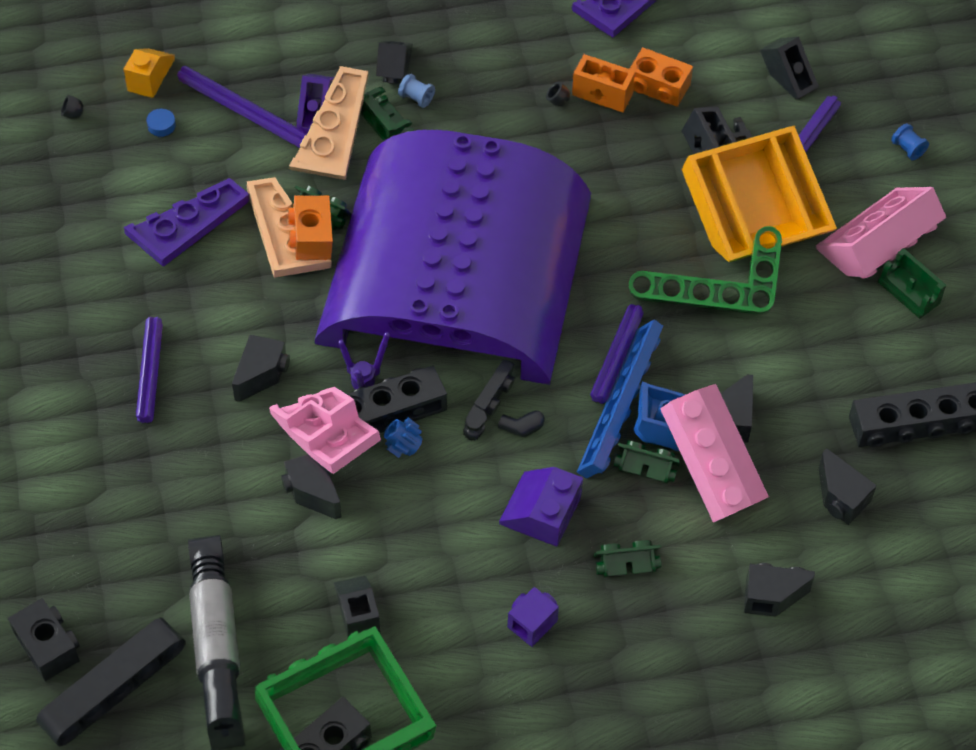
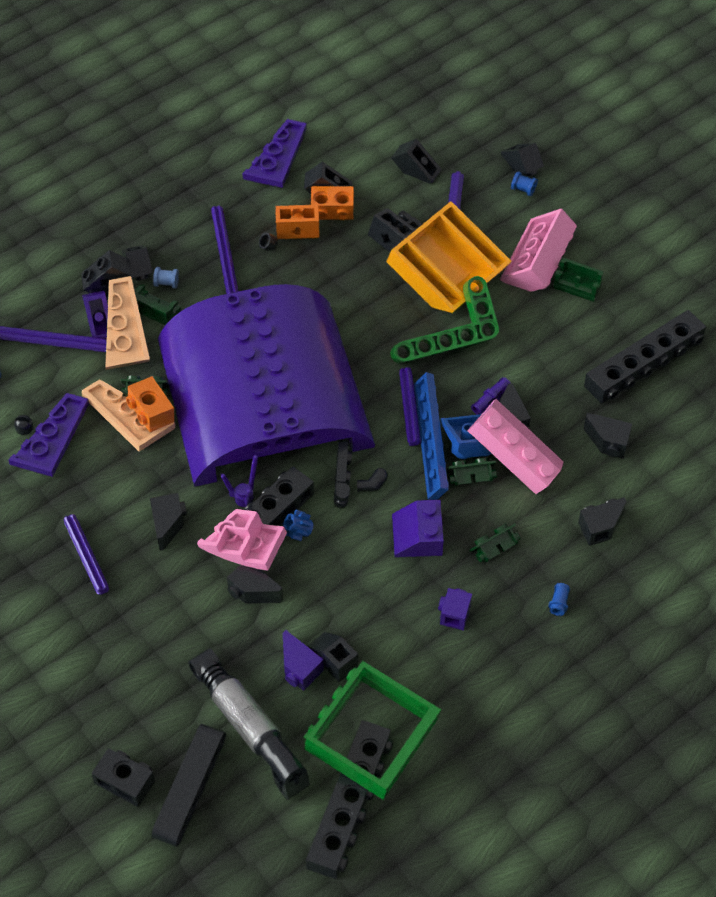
camera: 25 degrees left, 0 degrees up
(161, 196) = (23, 425): none -> black hinge
(313, 598) = (300, 662): none -> dark purple slope
(348, 51) = (106, 268): none -> black brick
(503, 84) = (224, 249): none -> dark purple axle
(662, 667) = (558, 605): none -> blue pin
(667, 42) = (324, 176): none -> black slope
(724, 379) = (490, 395): none -> dark purple pin
(926, 111) = (523, 158): none -> black slope

